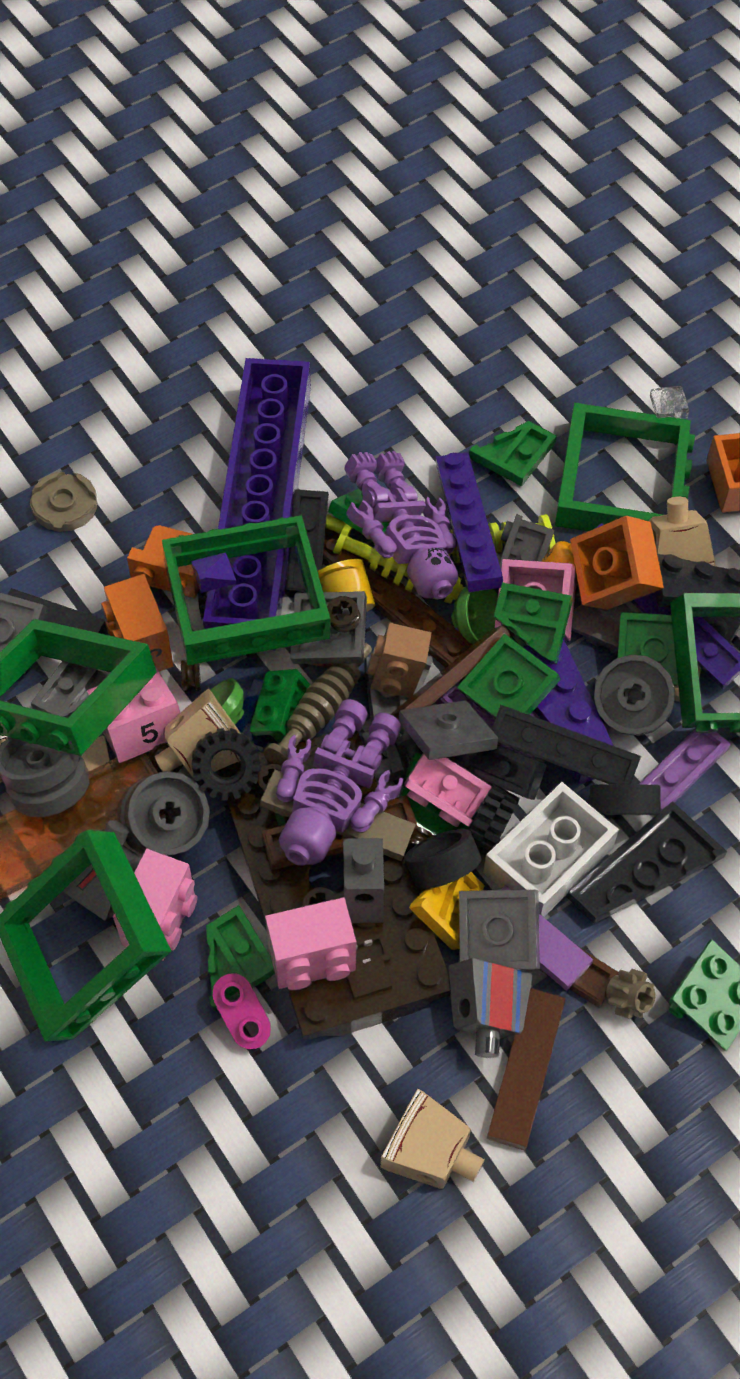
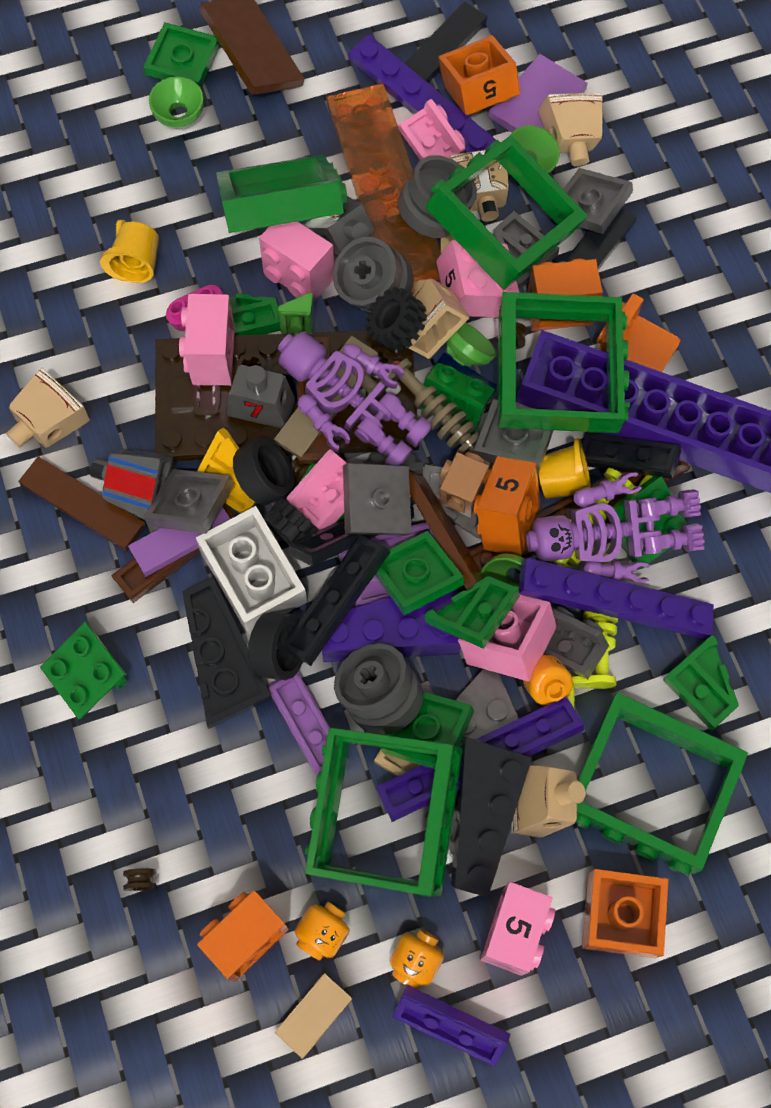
camera: 105 degrees right, 10 degrees up
(63, 501) = (726, 275): dark tan tile -> none
(182, 1109) = (132, 253): none -> yellow hat
(213, 572) = (574, 328): dark purple slope -> none
(236, 878) = (297, 315): none -> bright green slope
(350, 621) = (517, 431): dark brown bush -> none
(409, 608) = (508, 505): none -> orange brick
(616, 563) = (516, 707): orange brick -> none
(630, 993) = (106, 597): dark tan gear -> none
(669, 402) = (728, 856): clear bracket -> none

